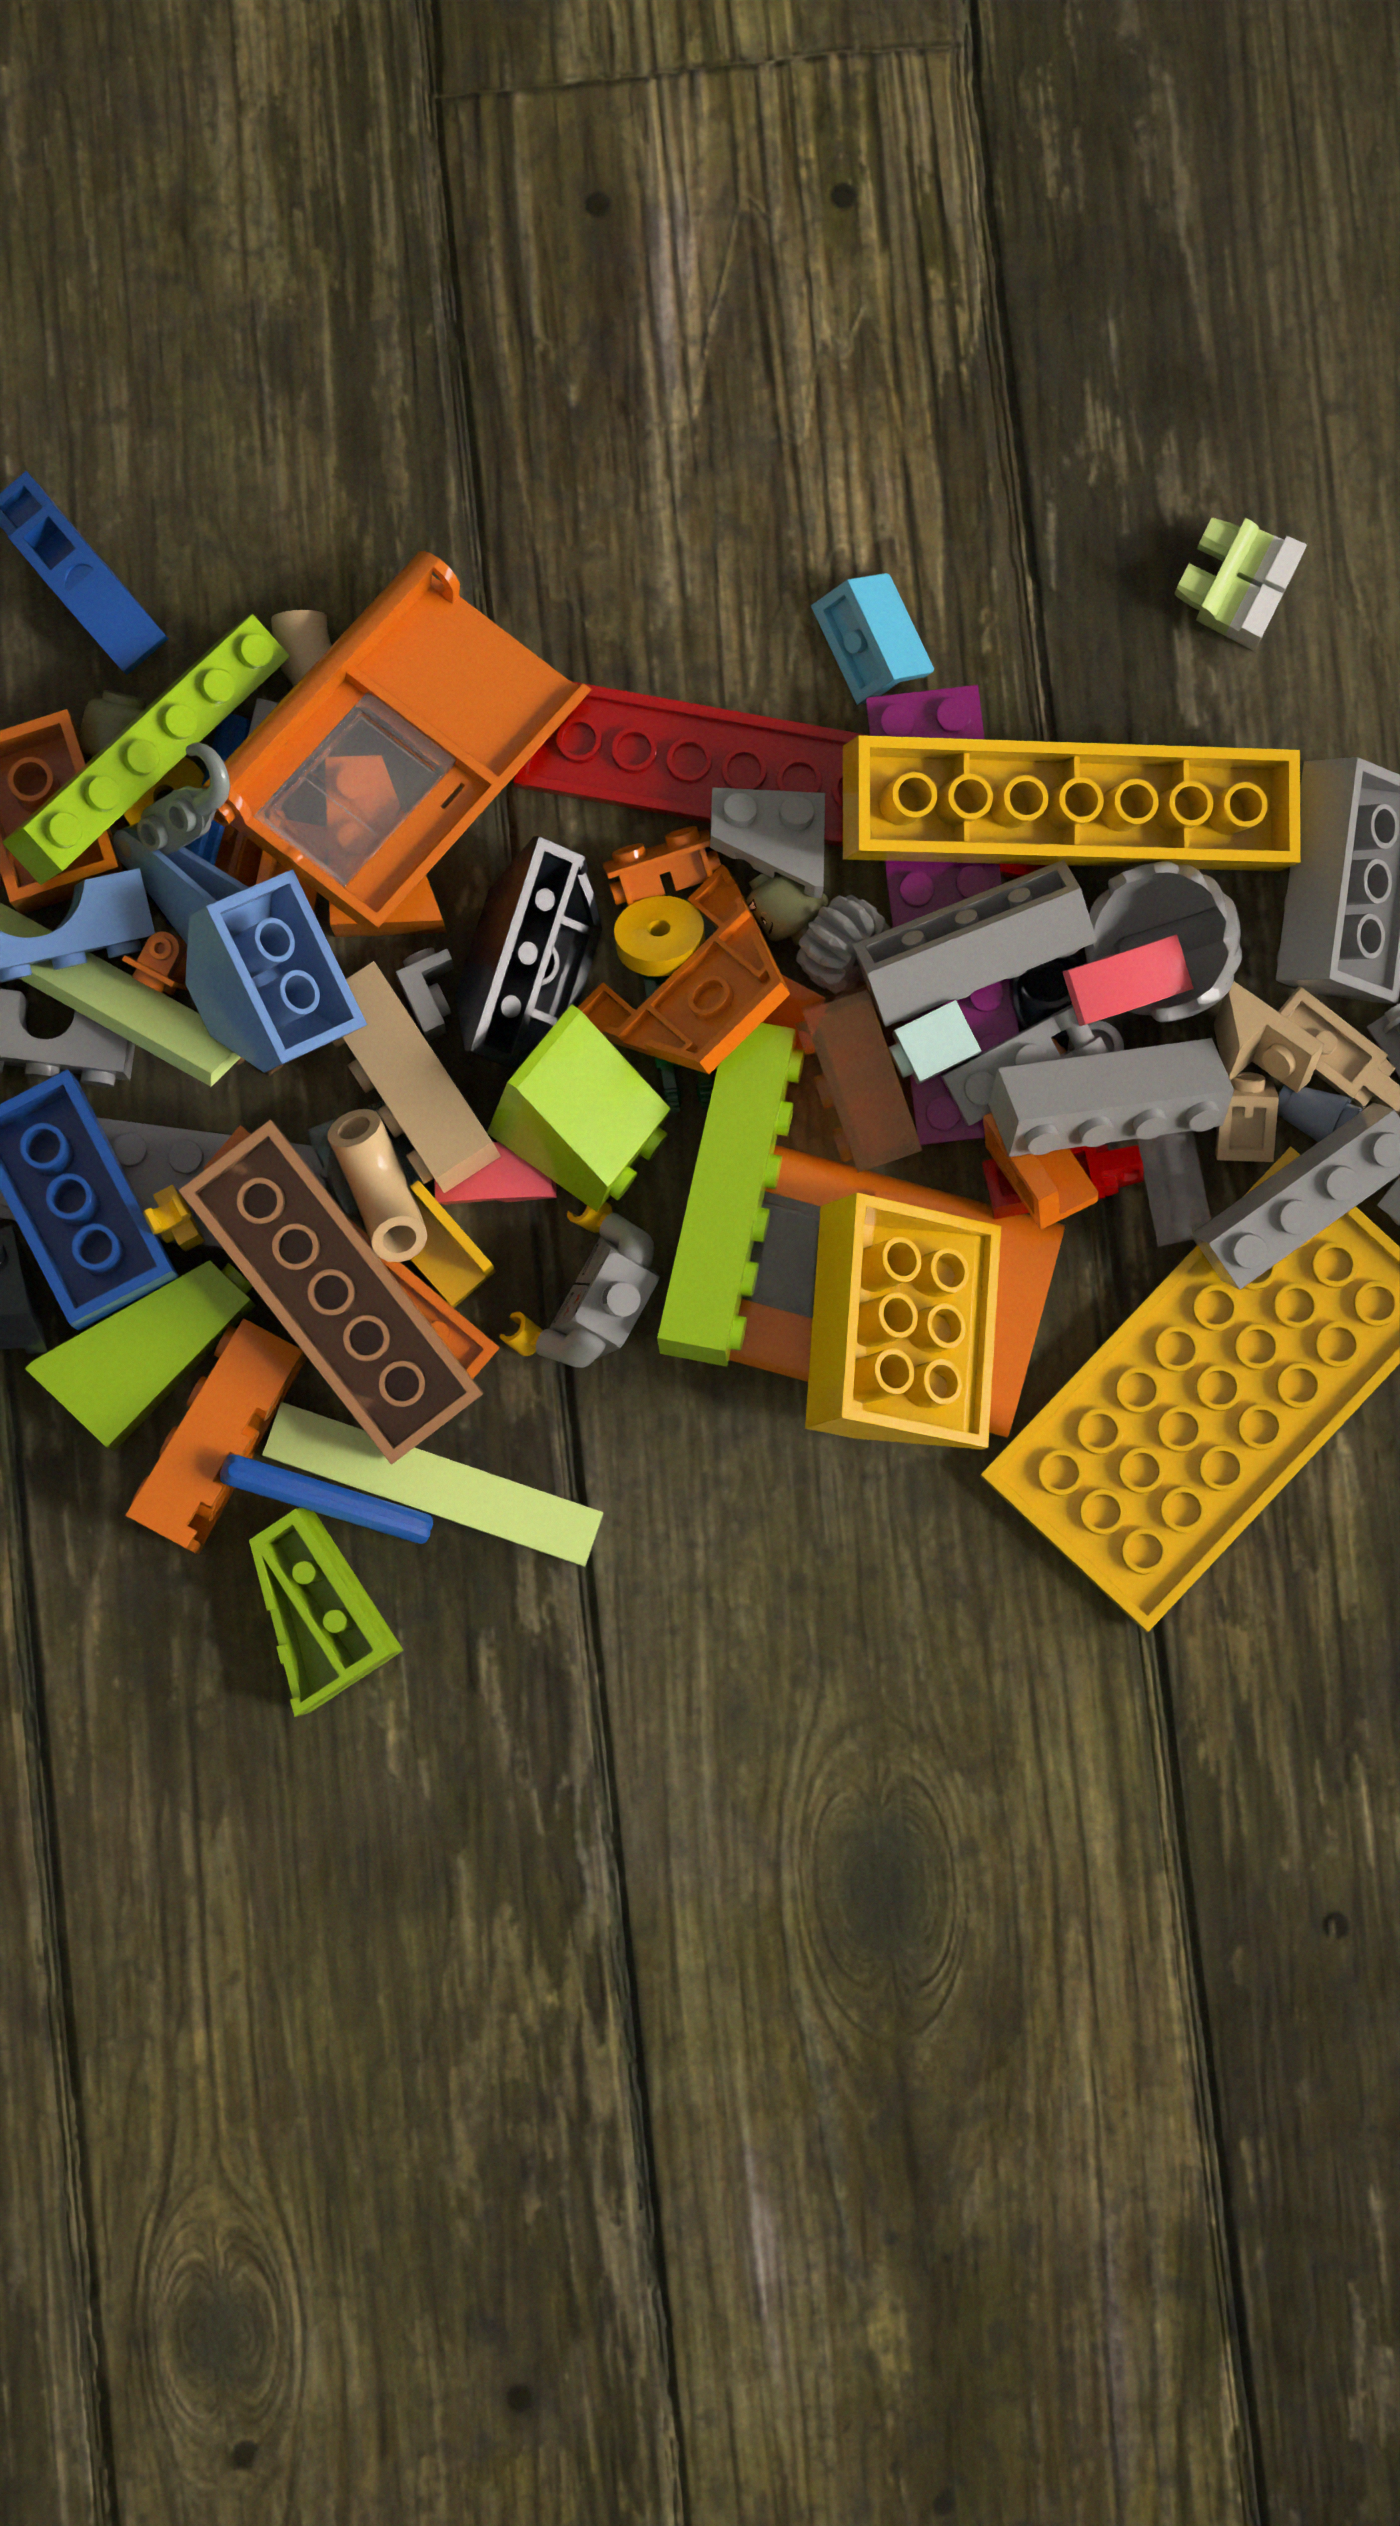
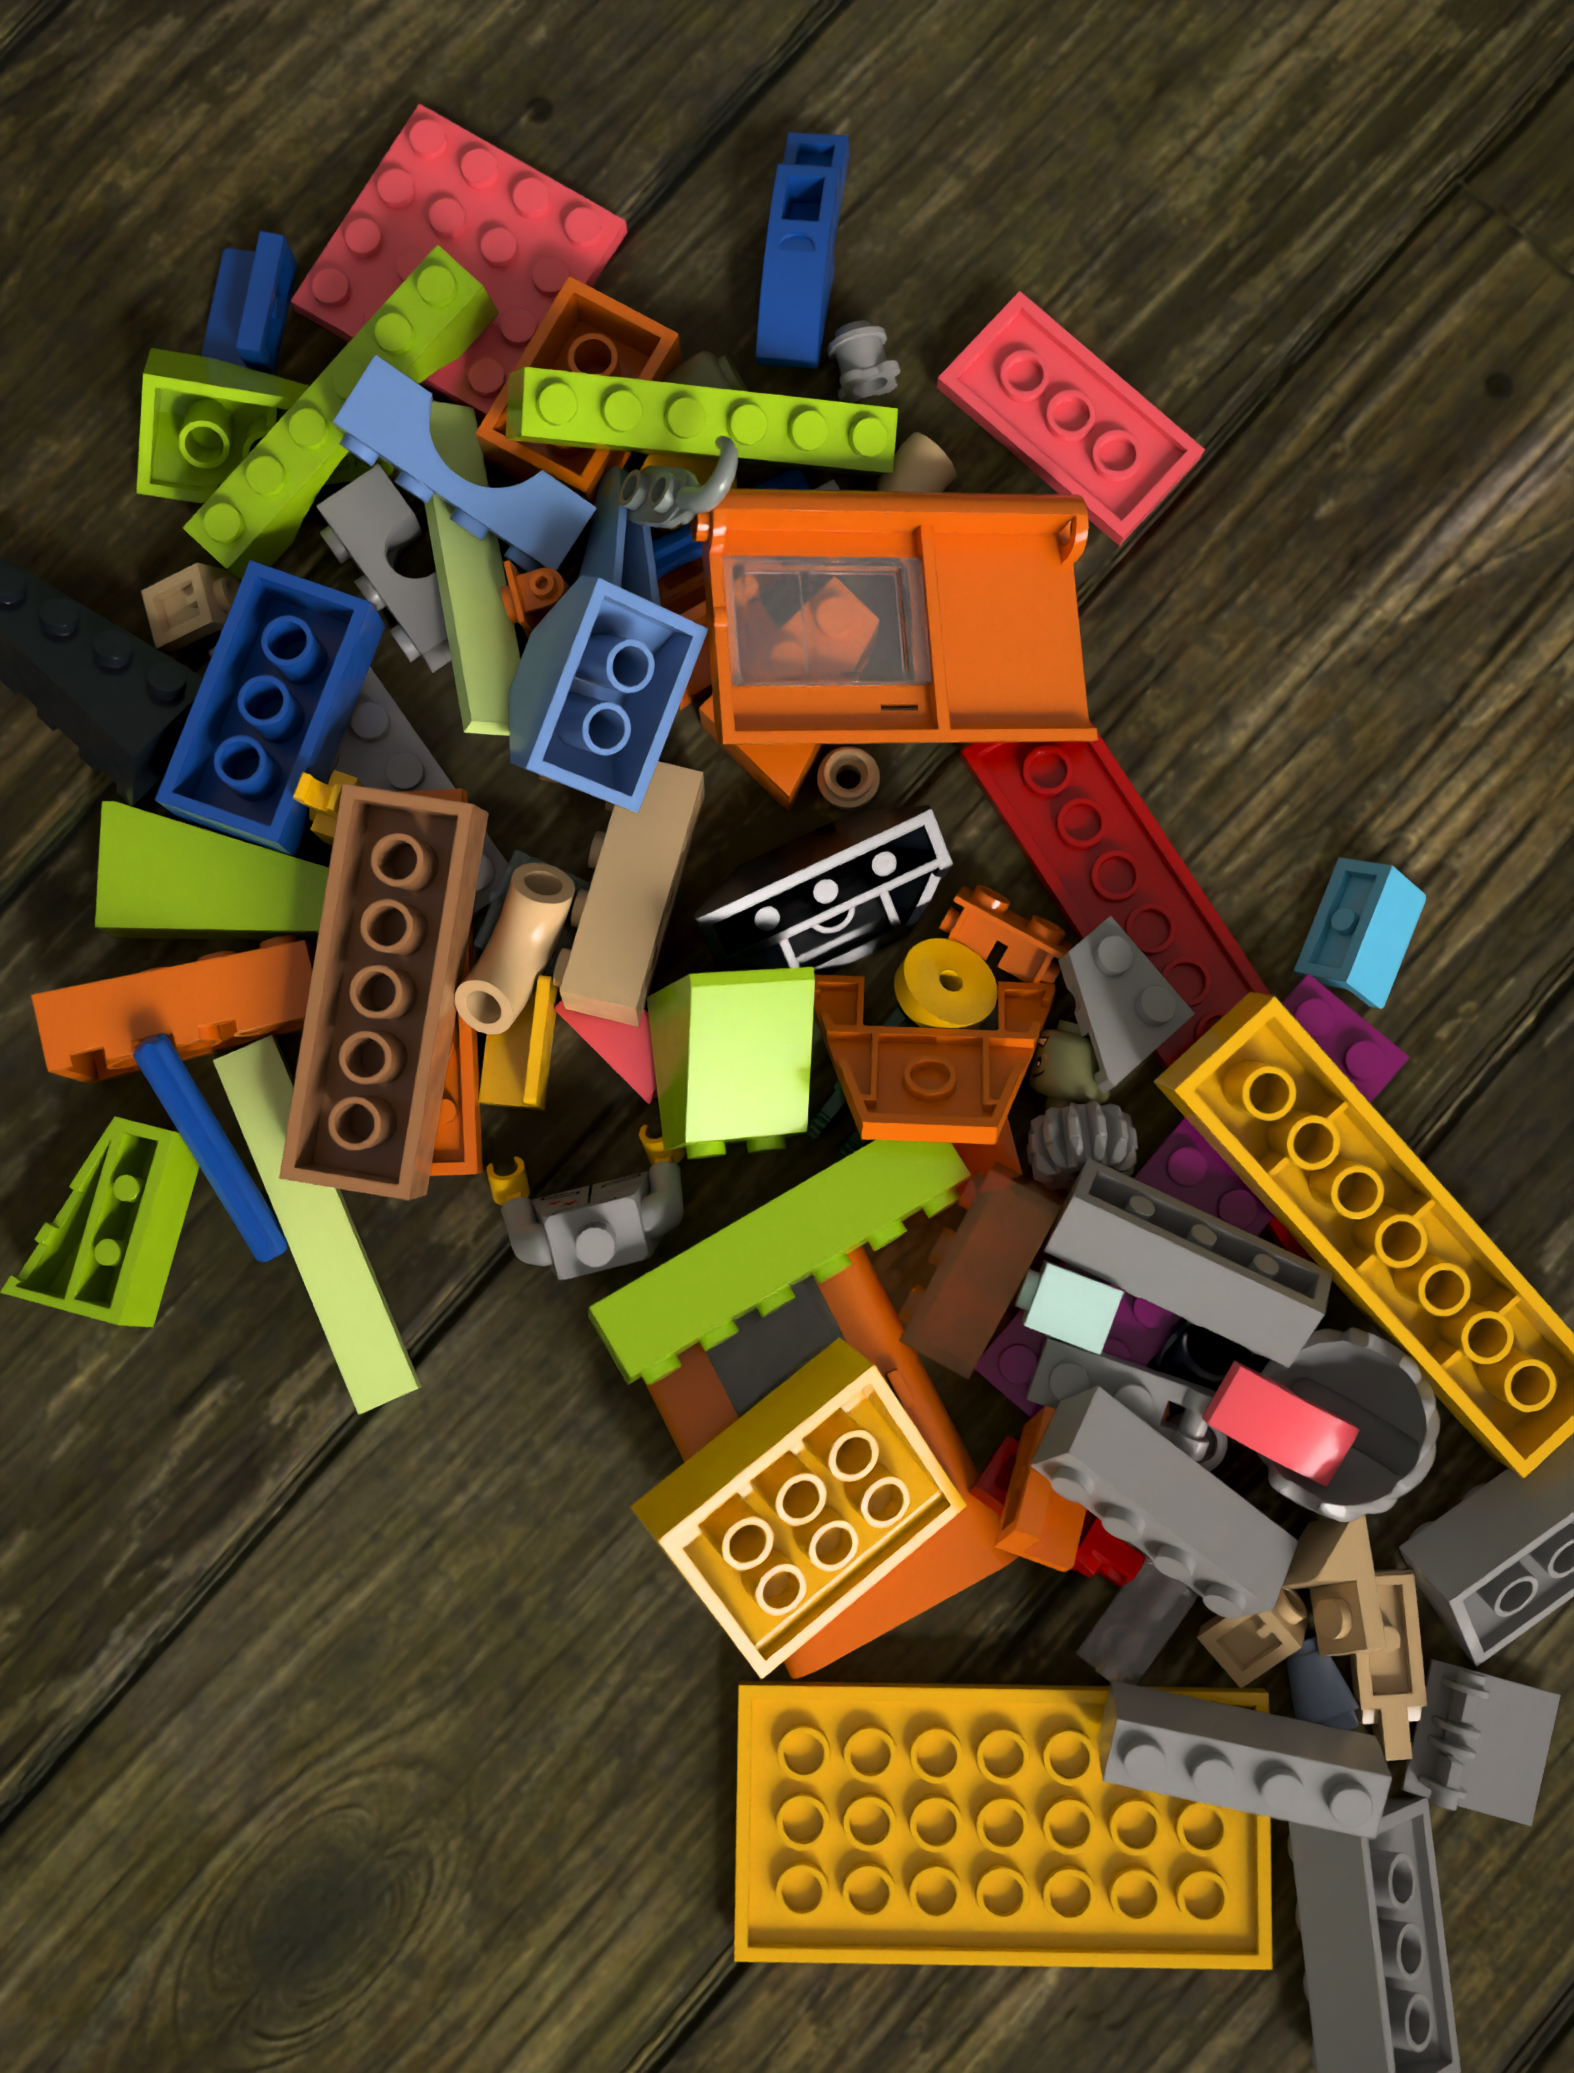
camera: 45 degrees right, 0 degrees up
(189, 604) = (862, 361): none -> light grey brick
(356, 505) = (1069, 417): none -> coral plate
(426, 1002) = (712, 848): light grey bracket -> none
(455, 856) = (848, 759): none -> tan plate

